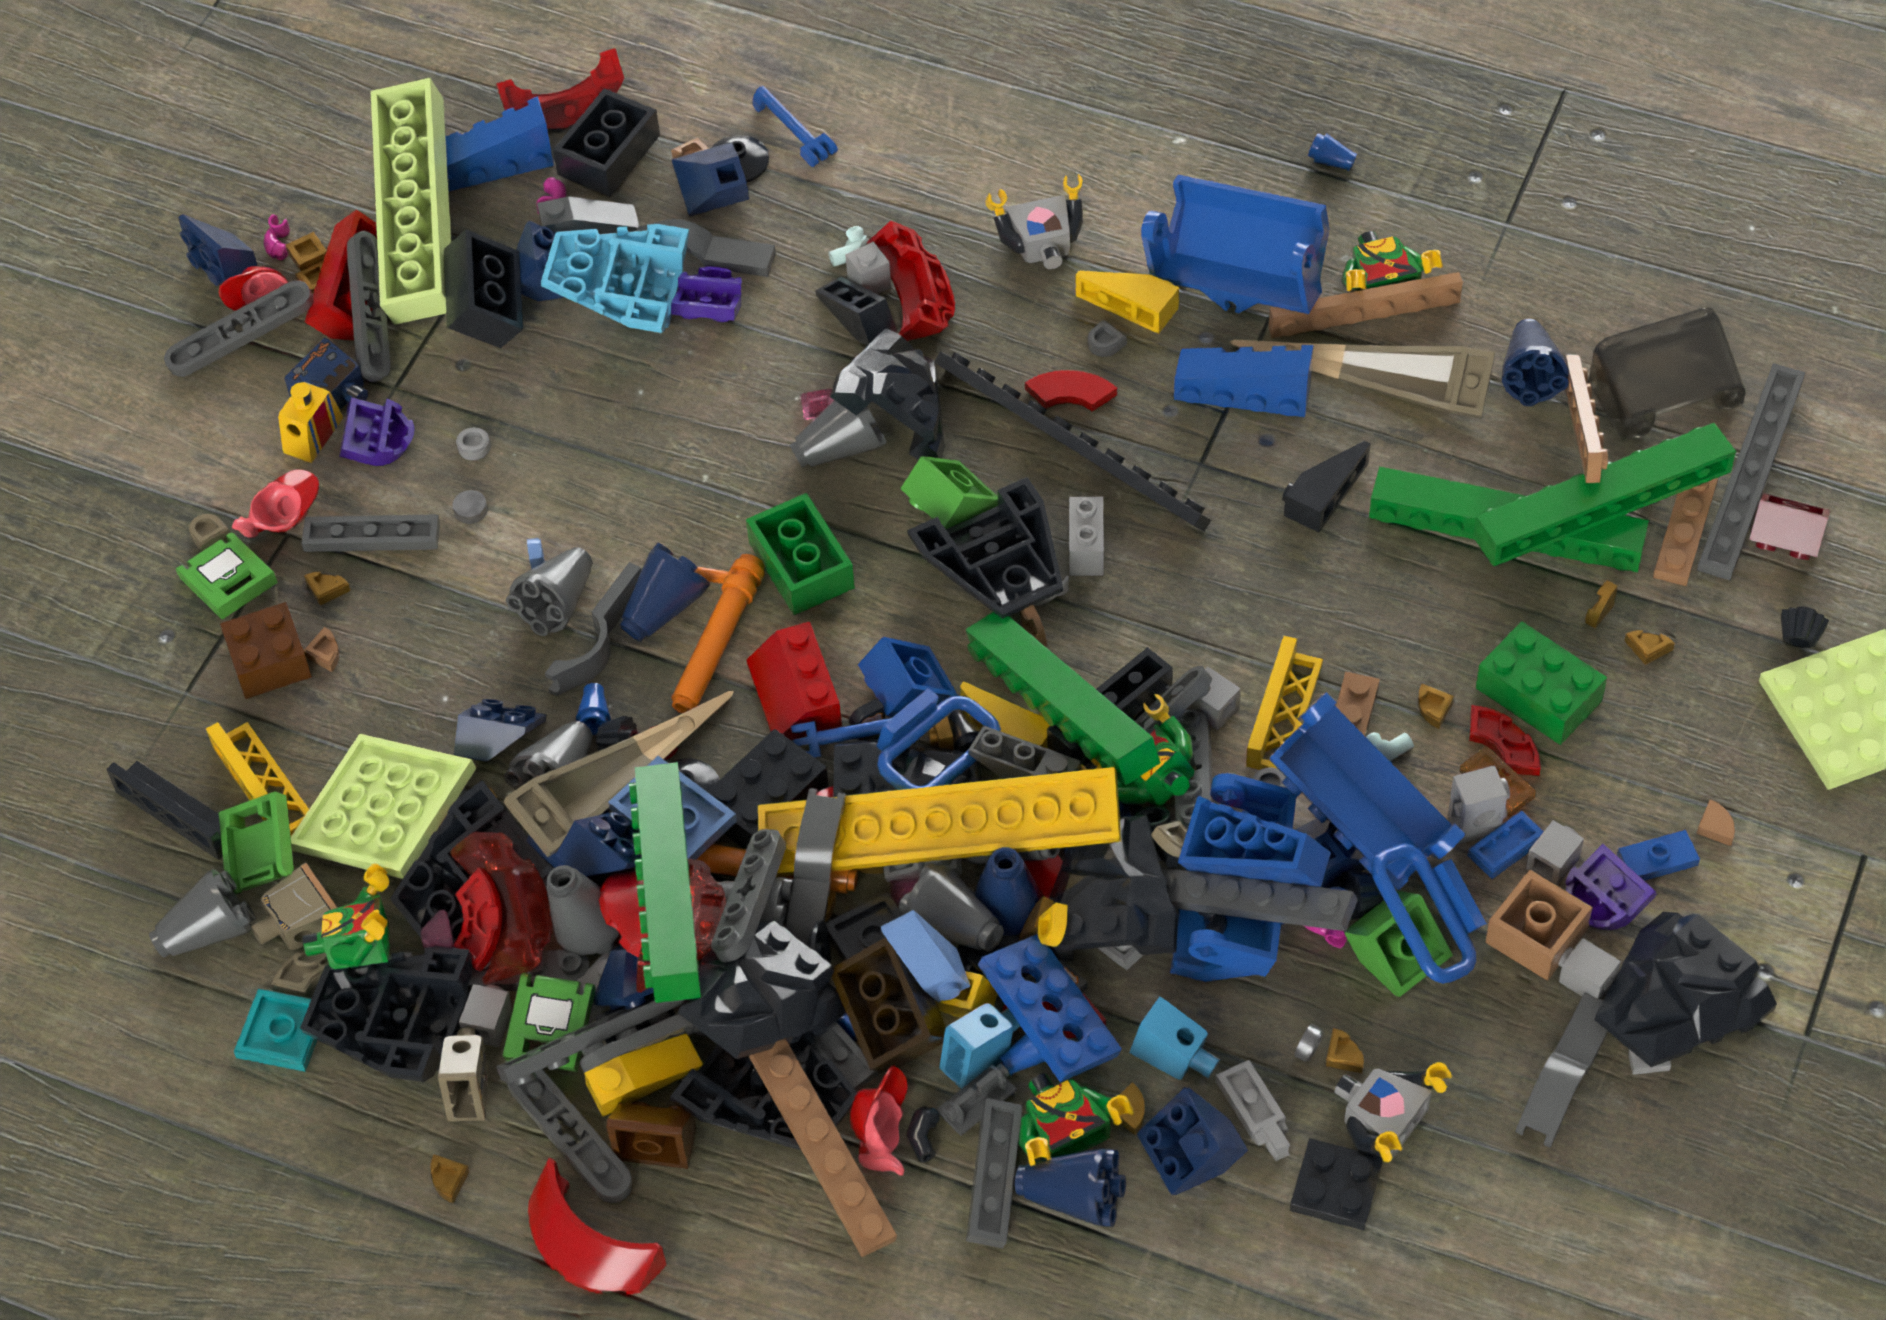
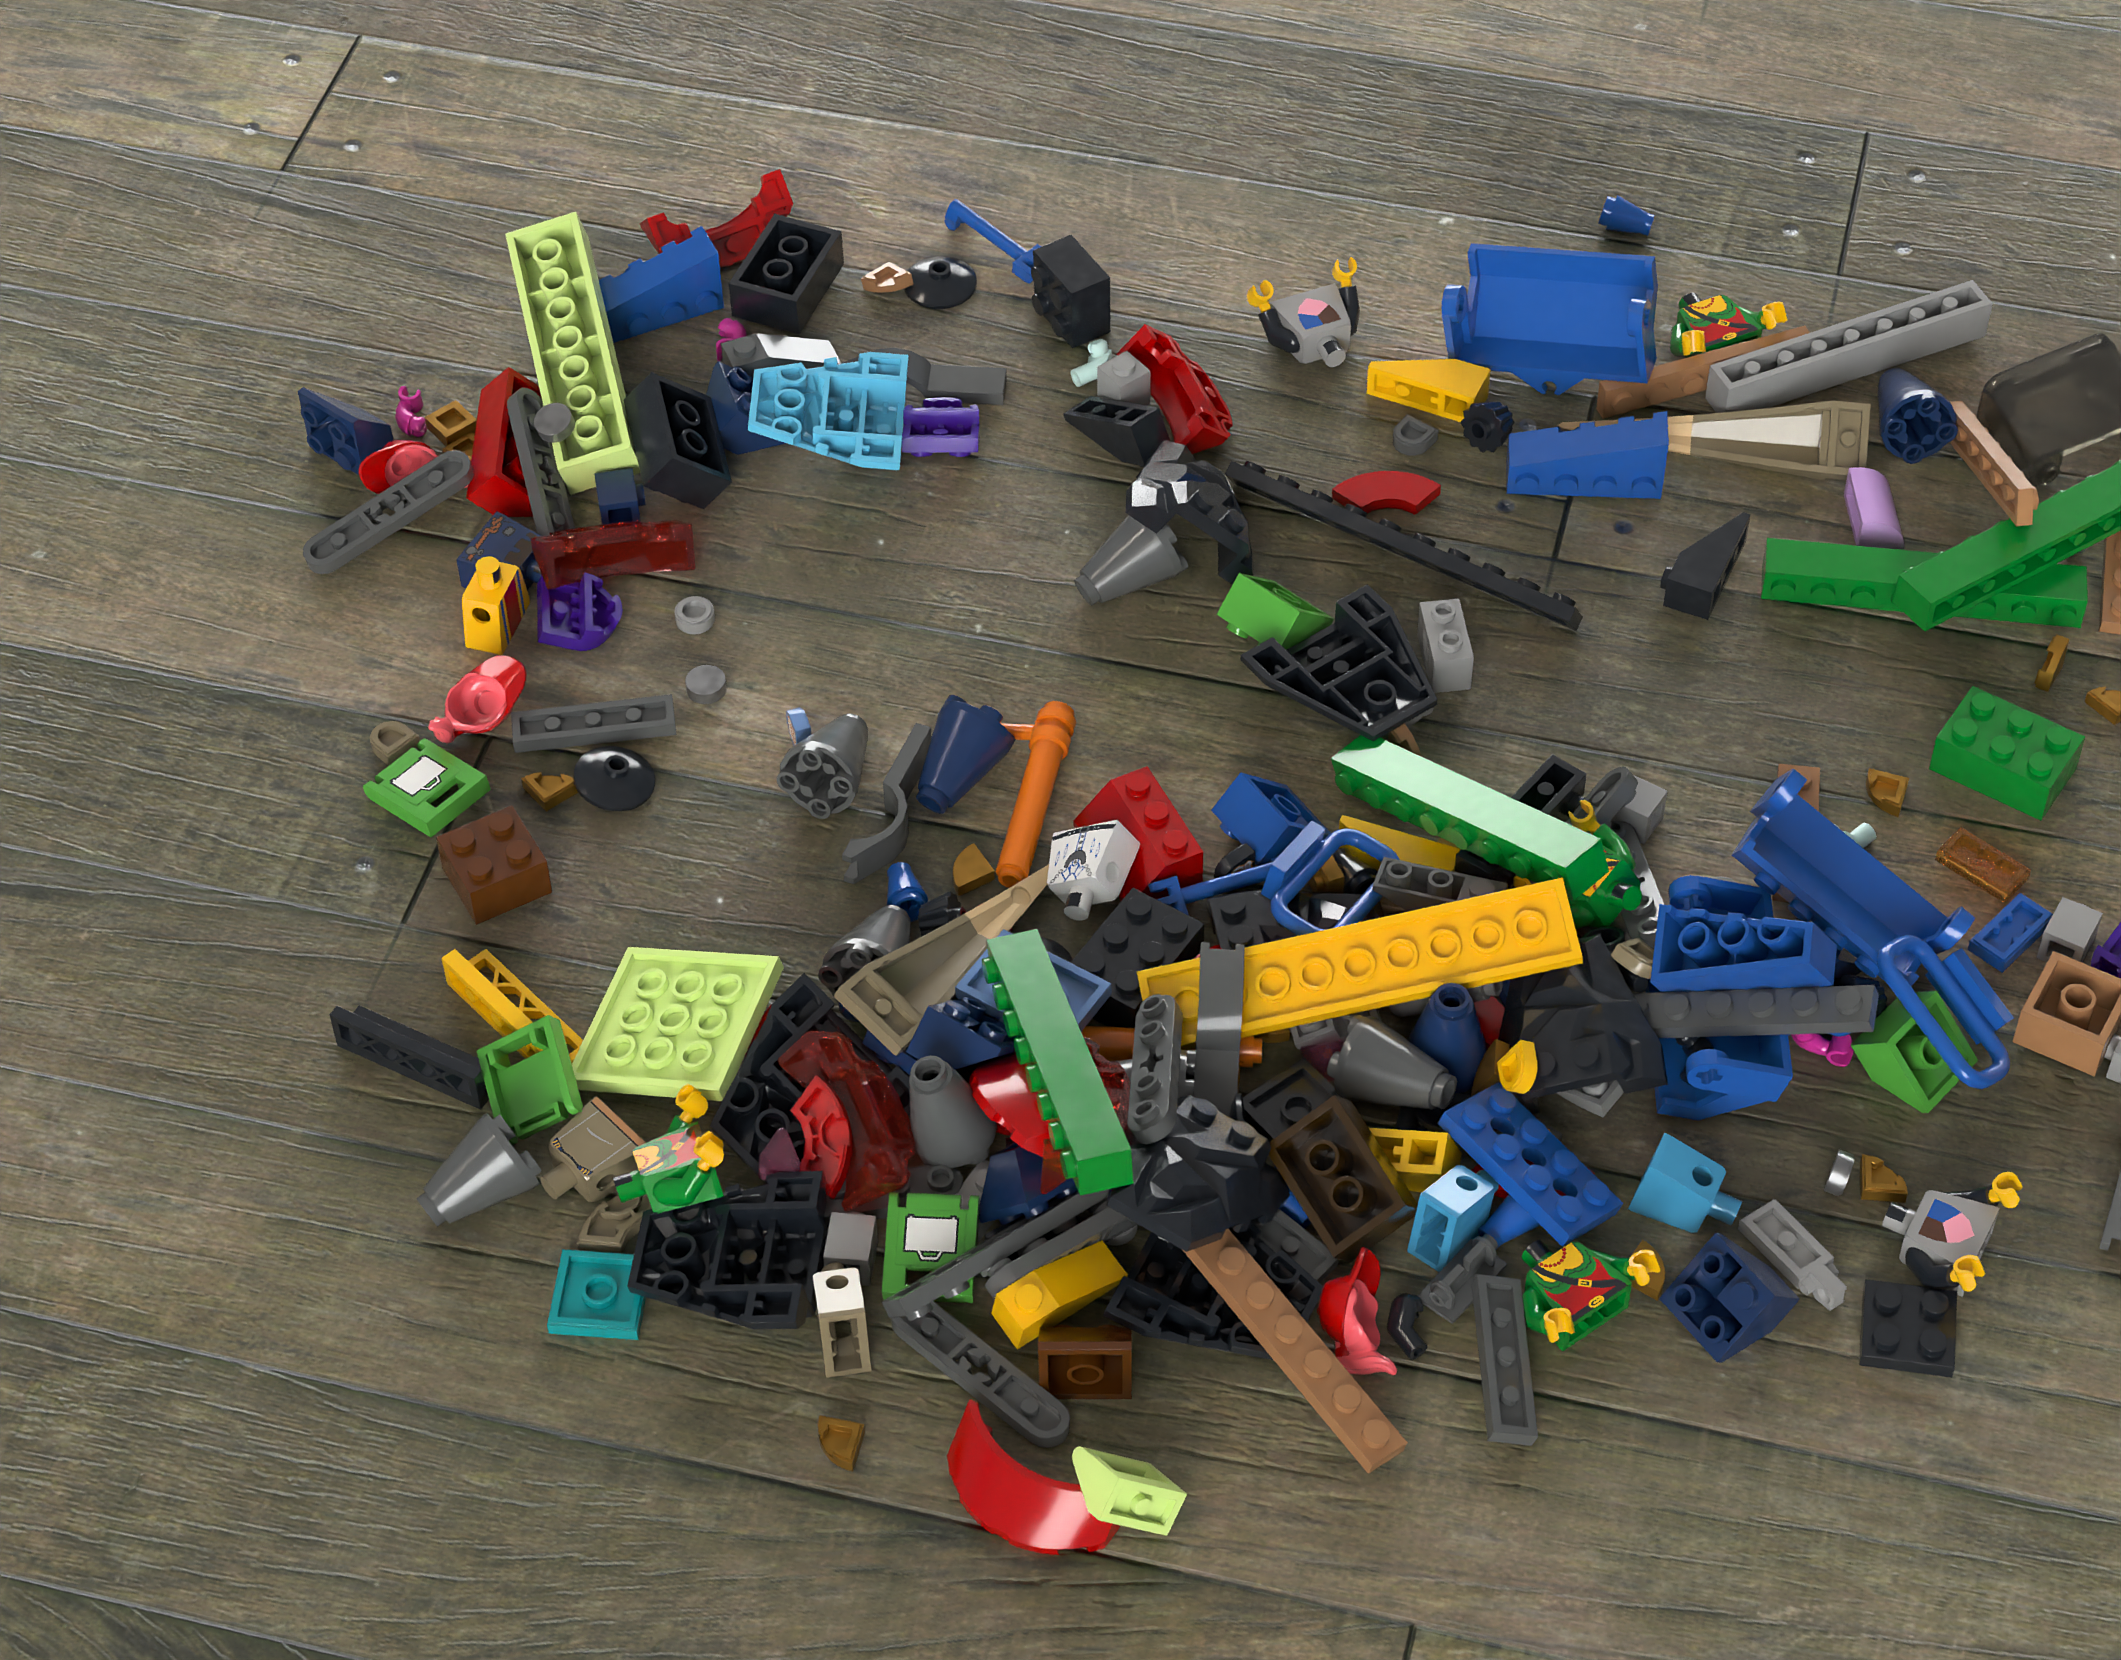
camera: 10 degrees left, 5 degrees down
(323, 650) = (563, 859): medium nougat tile -> none
(379, 593) = (614, 778): none -> black dish
(382, 264) = (554, 422): none -> flat silver tile
(413, 380) = (614, 550): none -> clear red windscreen
(429, 335) = (619, 496): none -> dark blue brick
(492, 728) = (790, 926): dark blue slope -> none
(652, 695) = (971, 870): none -> pearl gold tile
(656, 1258) = (1127, 1491): none -> yellowish green tile
(711, 179) = (918, 303): dark blue slope -> none
(746, 704) = (1090, 865): none -> white torso
(800, 553) = (1116, 695): green brick -> none
(814, 402) = (1092, 533): clear pink slope -> none
(839, 182) = (1071, 291): none -> black brick
(927, 956) = (1385, 1113): medium blue slope -> none
(1076, 1185) = (1605, 1360): dark blue cone -> none
(1168, 336) = (1487, 425): none -> black piece
(1273, 701) = (1705, 807): yellow fence -> none
(1478, 802) = (1976, 881): light grey brick -> none
(1482, 447) = (1872, 509): none -> lavender brick
(1493, 297) = (1849, 349): none -> light grey brick
(1505, 739) = (1965, 809): red tile -> none

